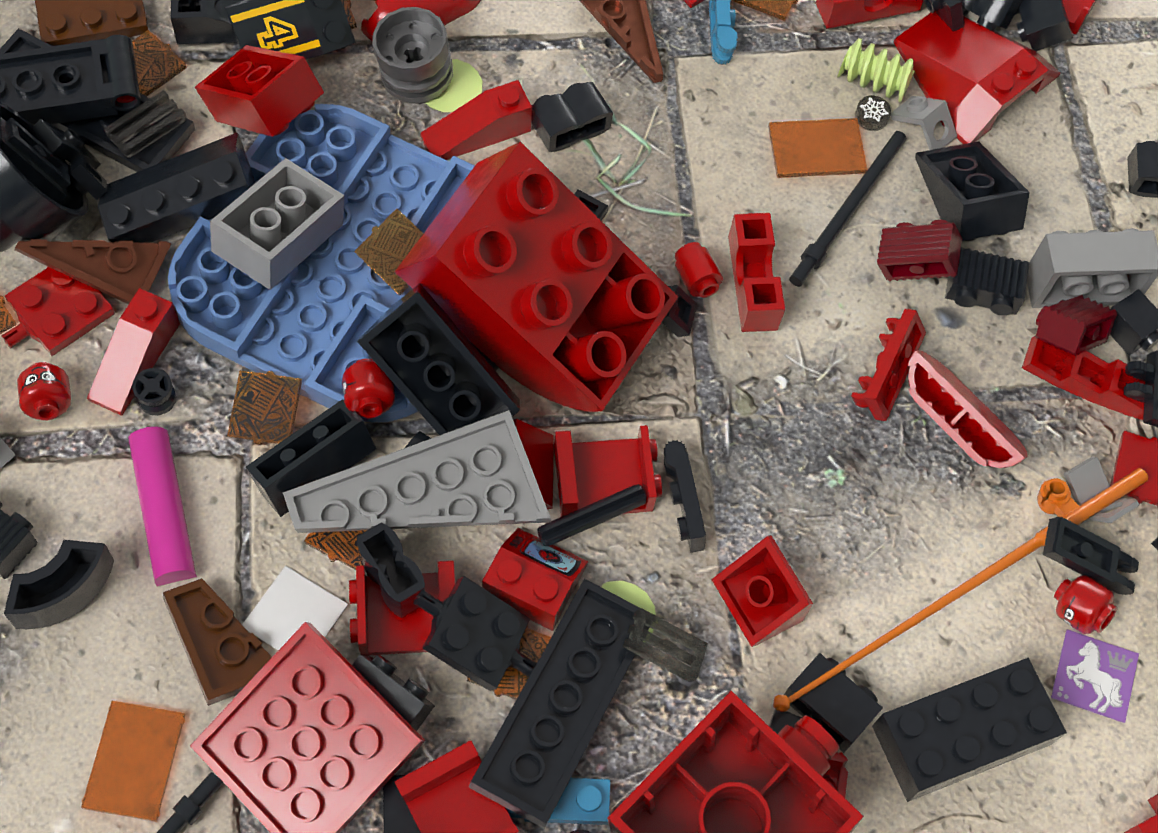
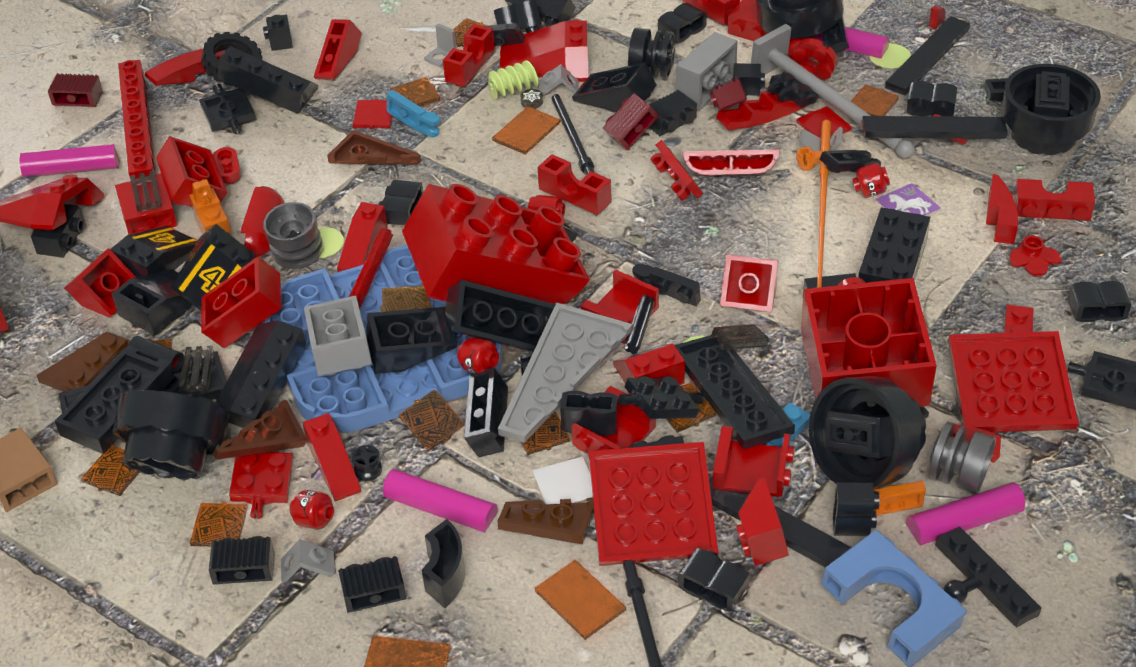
camera: 40 degrees left, 20 degrees down
(336, 291) = (407, 337): none -> black slope
(420, 170) = (371, 265): none -> red axle
(1064, 182) = (657, 53): none -> black wheel

